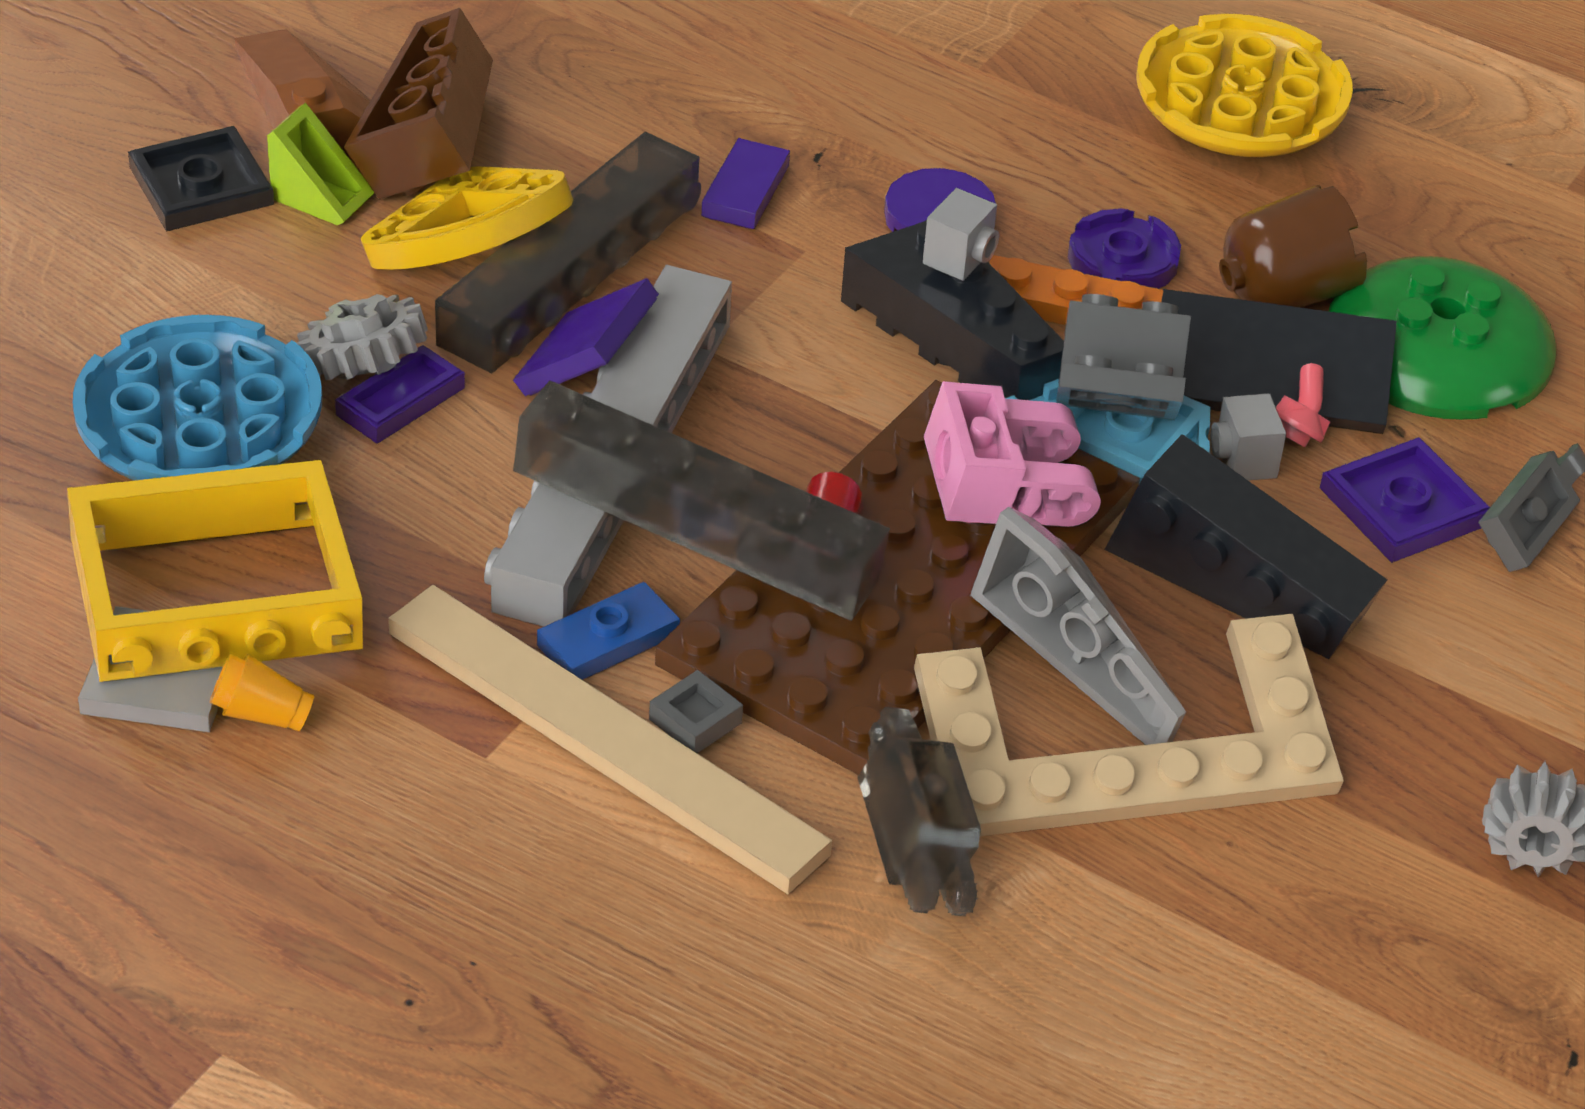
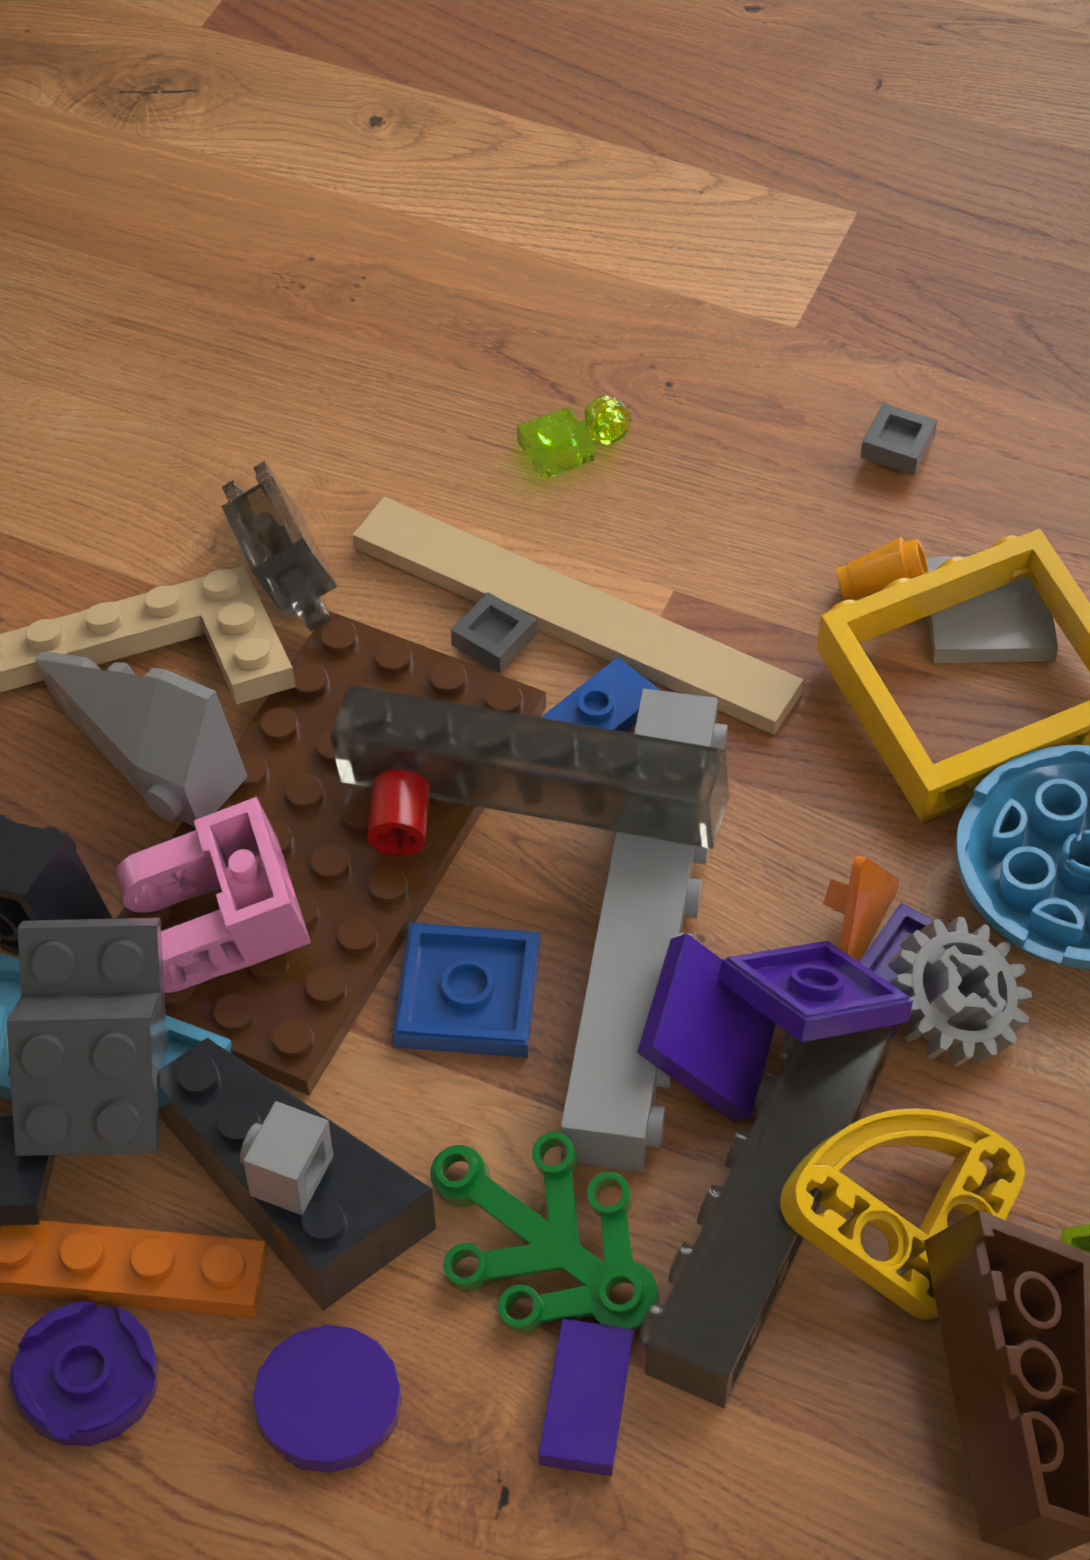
camera: 175 degrees right, 10 degrees up
(171, 850) = (898, 438): none -> dark grey plate
(421, 399) = (862, 903): none -> orange piece
(492, 319) = (815, 990): none -> dark purple tile
(565, 929) = (562, 442): none -> clear neon green plate
(708, 224) = (550, 1244): none -> green plant
(786, 432) = (467, 990): none -> blue tile

